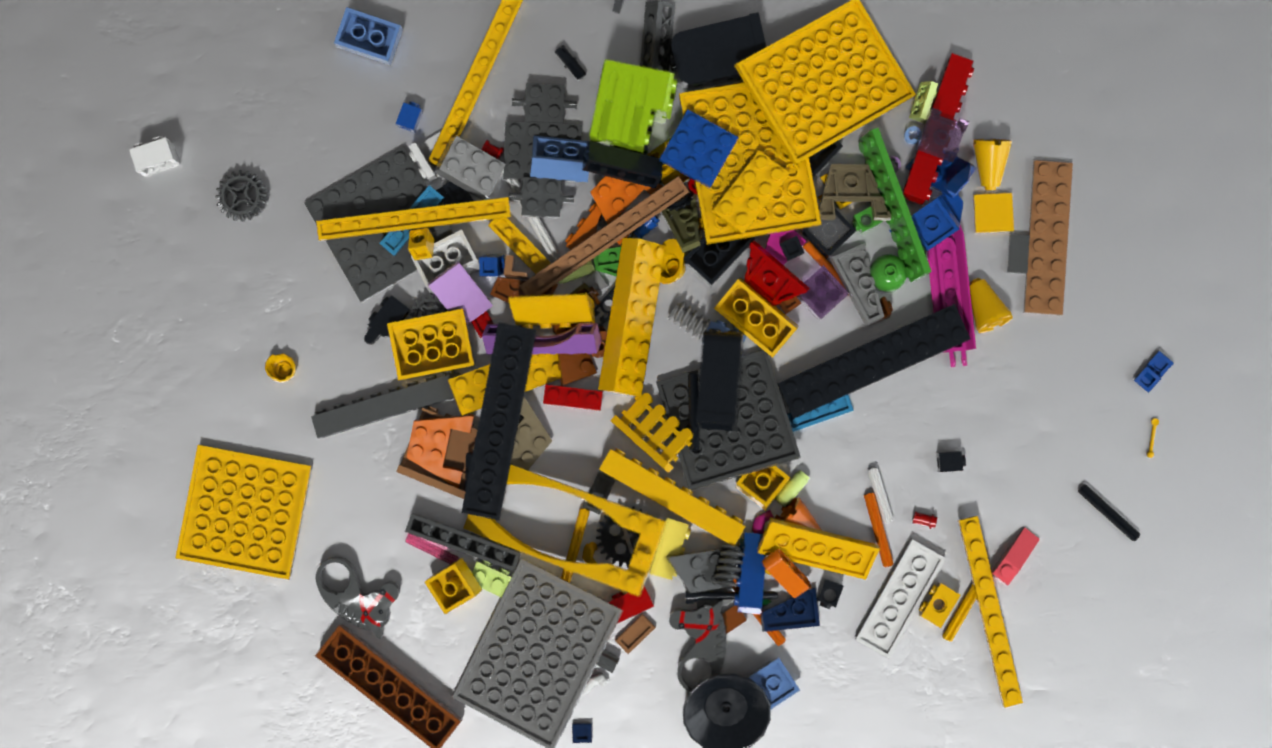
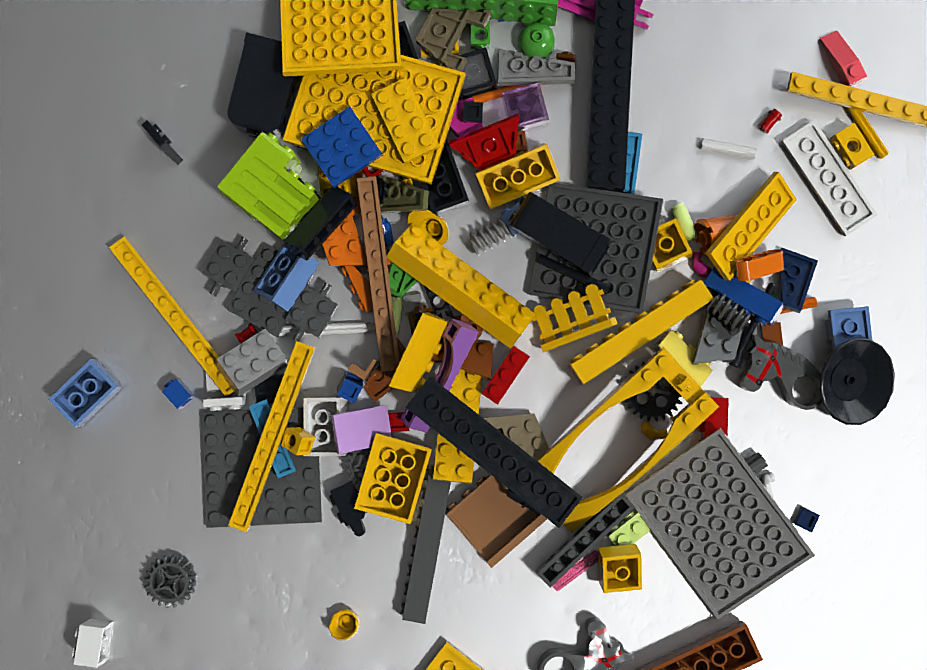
camera: 65 degrees left, 0 degrees up
(430, 444) = (482, 524): orange wing -> none
(519, 244) = (344, 353): yellow plate -> none
(570, 62) = (204, 225): black axle -> none
(576, 541) = (634, 438): yellow axle -> none
(601, 487) = (598, 391): dark grey tile -> none
(635, 633) = (742, 427): medium nougat tile -> none
(652, 36) = (218, 139): dark grey fence -> none
(826, 585) = (785, 237): black brick -> none
(878, 529) = (756, 165): orange axle -> none
(950, 461) = (730, 72): black brick -> none

